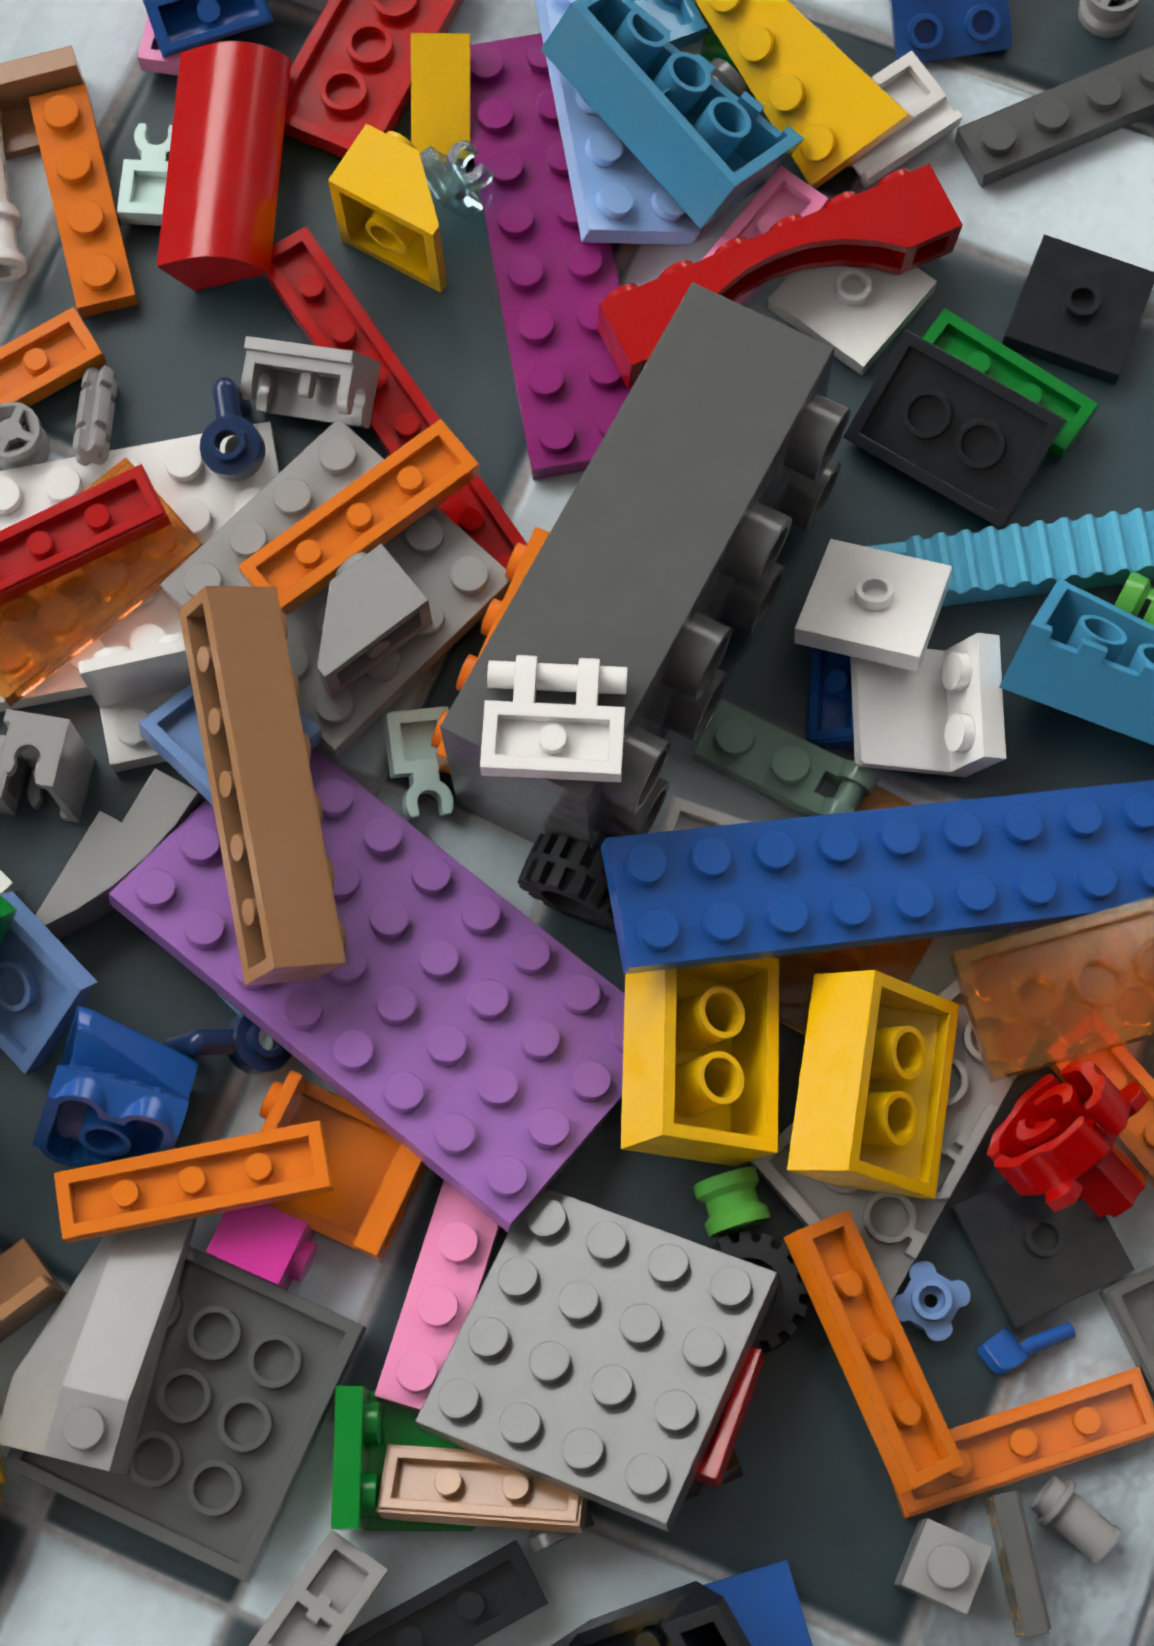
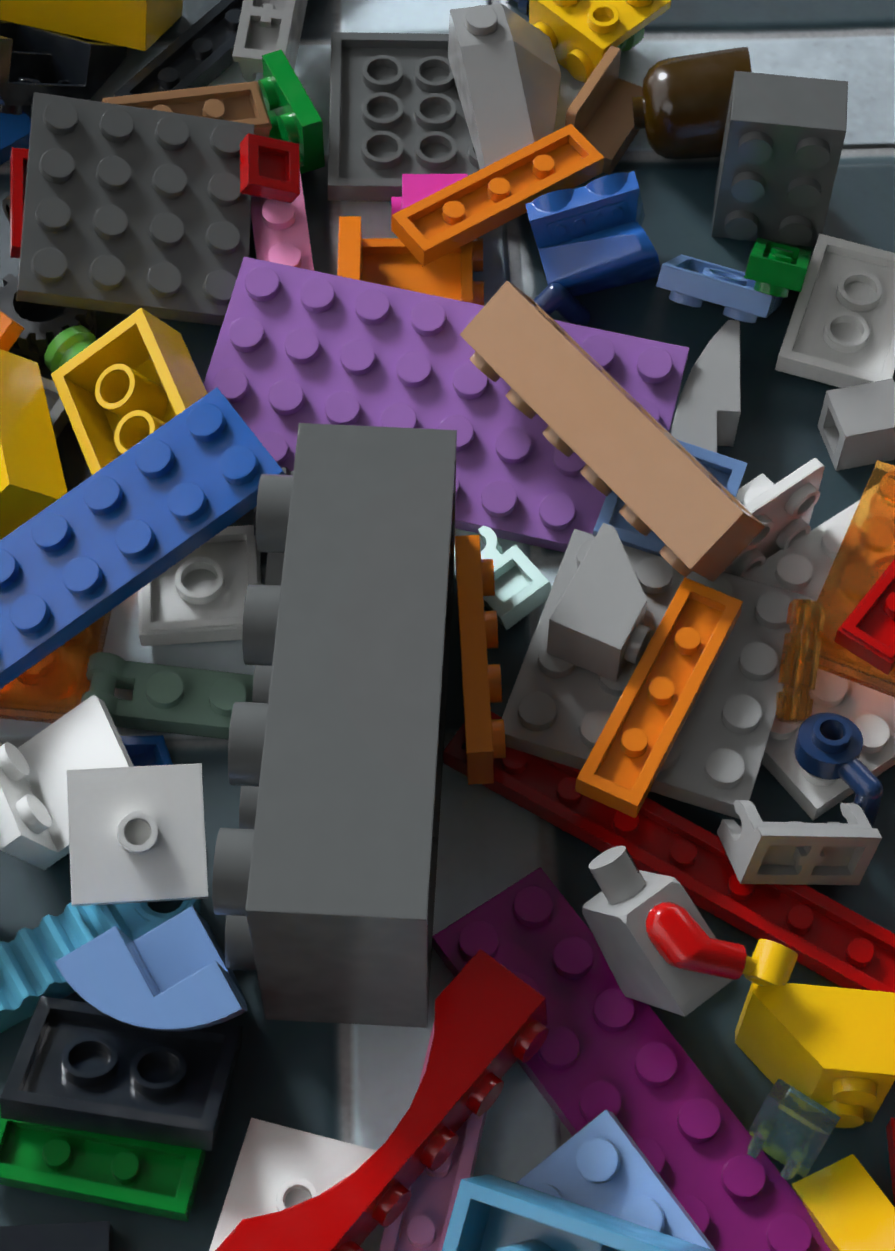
camera: 150 degrees right, 15 degrees down
(56, 756) = (808, 423): light grey hinge -> none
(211, 519) = (799, 661): none -> clear orange axle
(427, 1337) = (269, 168): none -> red plate
(485, 291) = (662, 943): none -> light grey torso
(554, 738) = (348, 434): white plate -> none
(899, 474) = (159, 981): none -> medium blue brick

